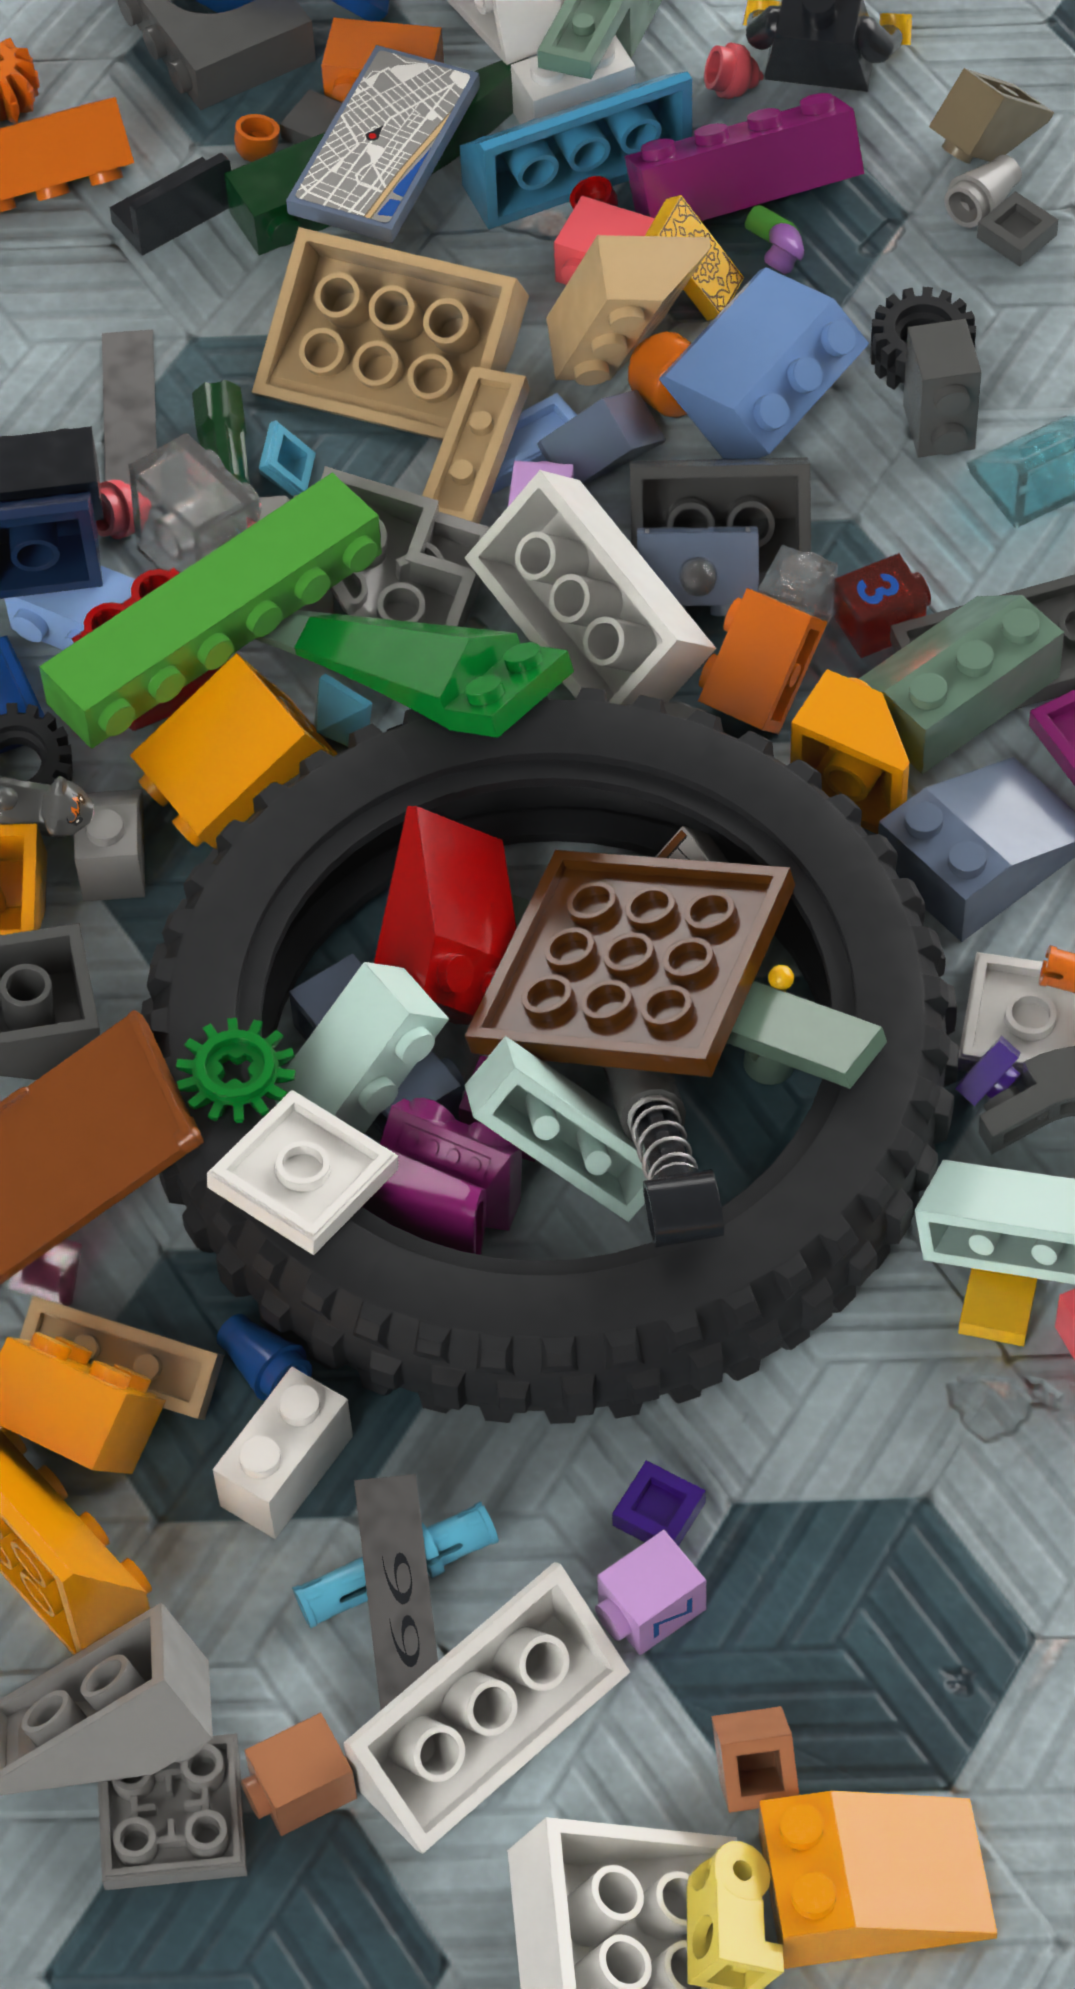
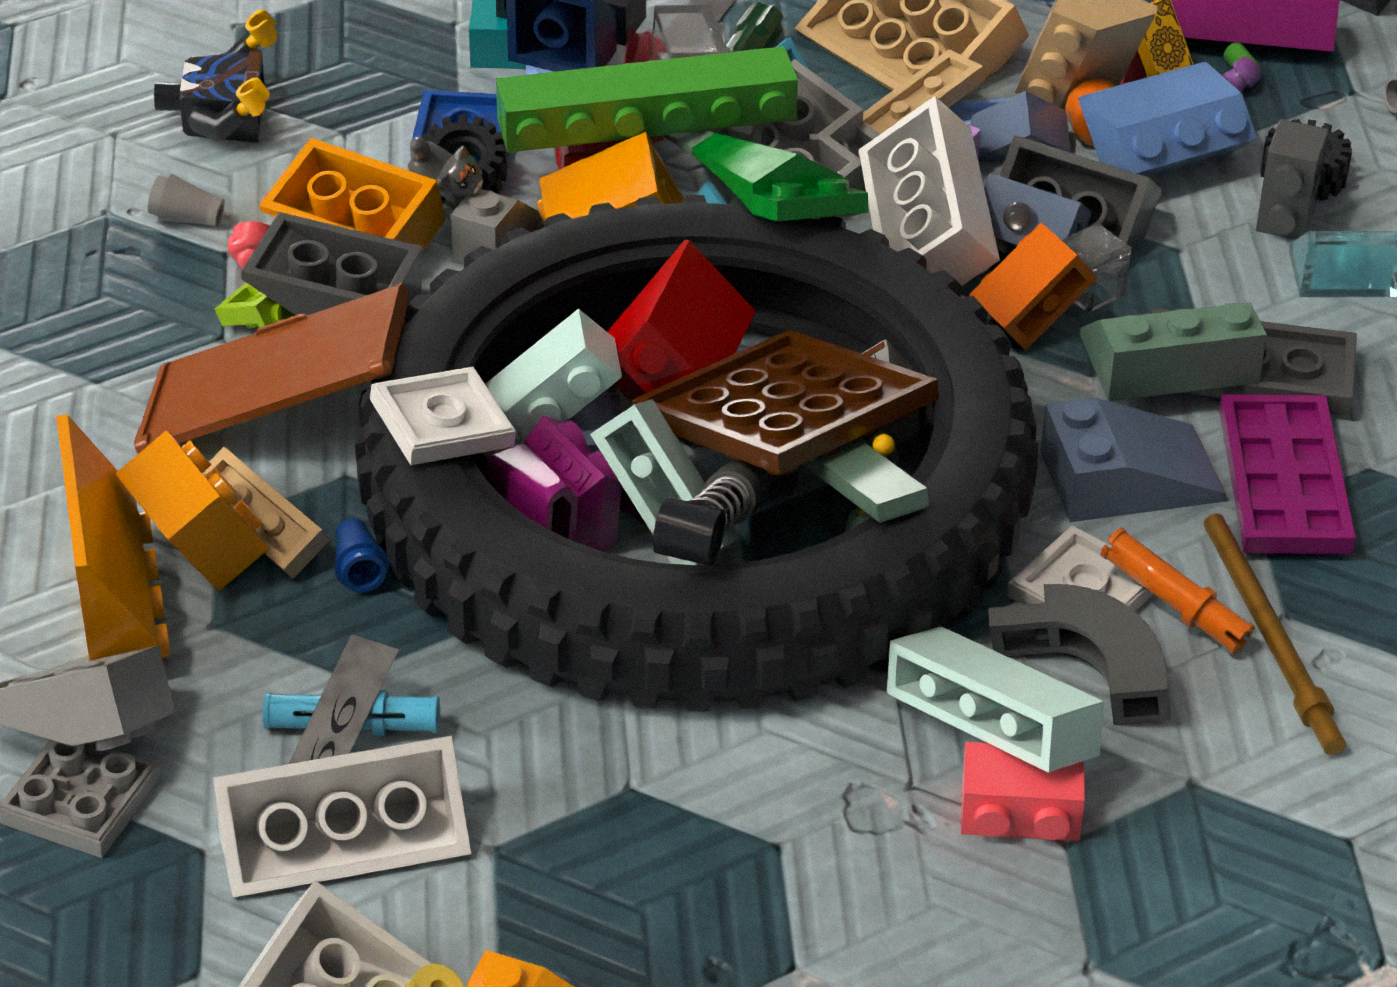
camera: 25 degrees right, 15 degrees down
(51, 1275) = (254, 443): clear pink slope -> none
(237, 1047) = (421, 343): green gear -> none
(283, 1452) = (322, 607): white brick -> none
(298, 1775) = (177, 804): nougat brick -> none
(650, 1593) = (517, 805): lavender brick -> none
(658, 1503) = (568, 758): dark purple plate -> none
(754, 1757) = (509, 928): nougat brick -> none
(853, 744) = (1054, 348): light orange slope -> none
(875, 599) = (1155, 285): clear red brick -> none
(991, 1073) = (1021, 585): dark purple plate -> none
(997, 1306) = (923, 746): yellow tile -> none

